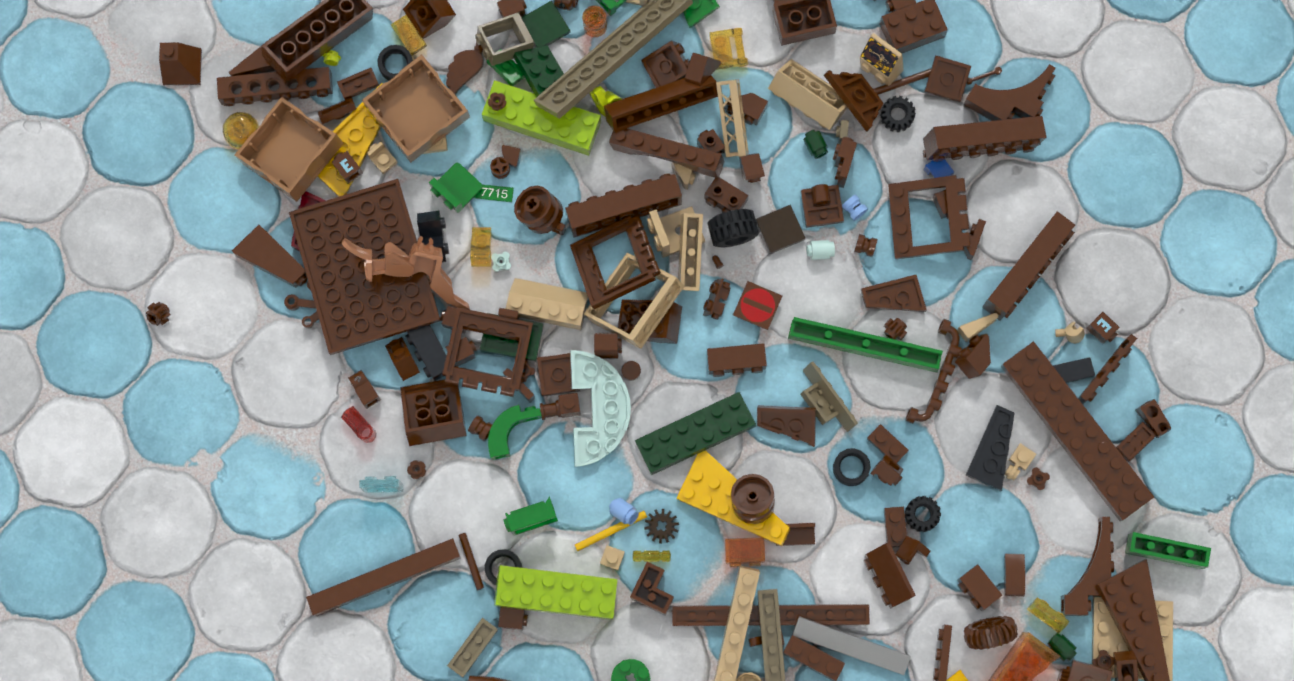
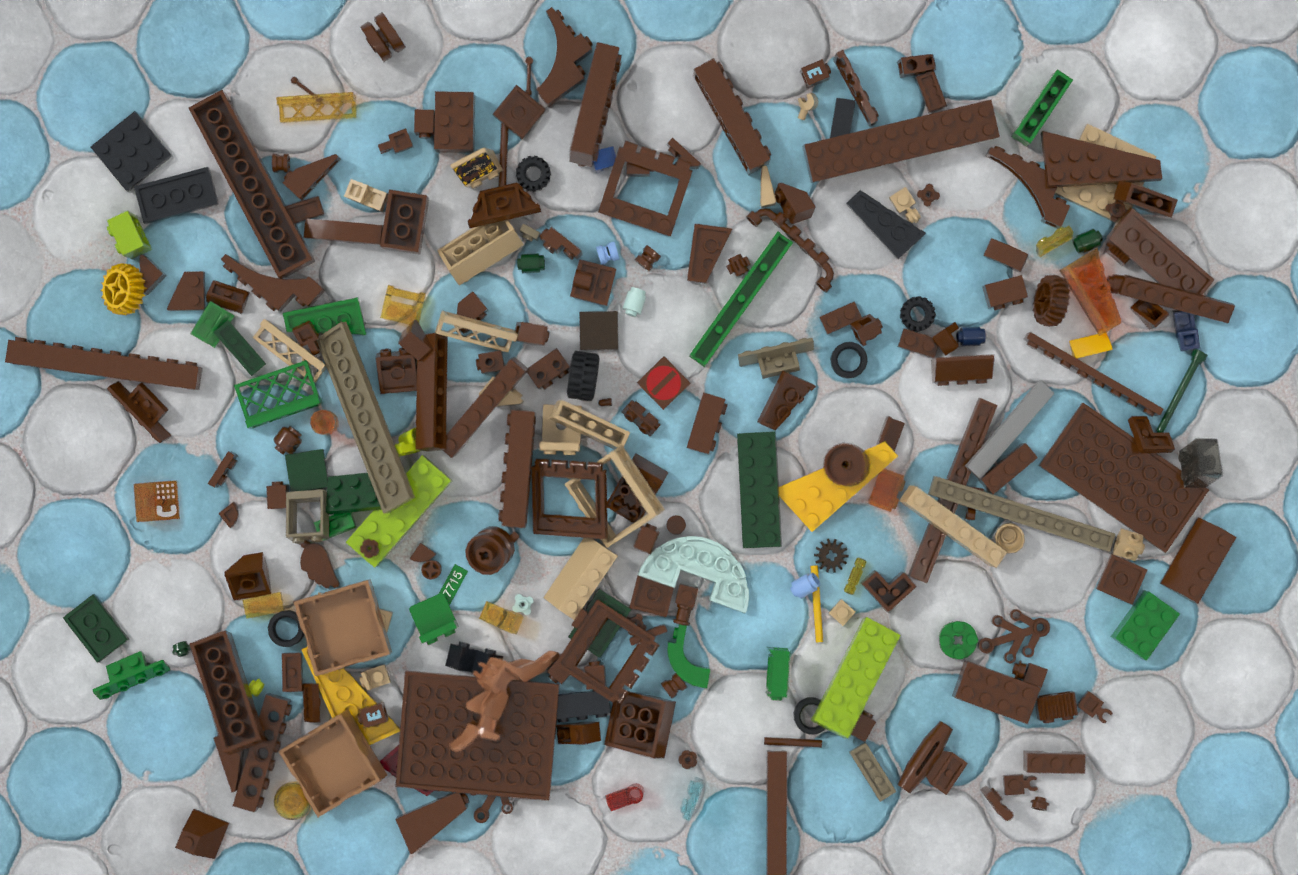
camera: 70 degrees left, 10 degrees up
(364, 389) = (592, 779): reddish brown leg -> none
(923, 573) = (971, 336): none -> dark blue brick

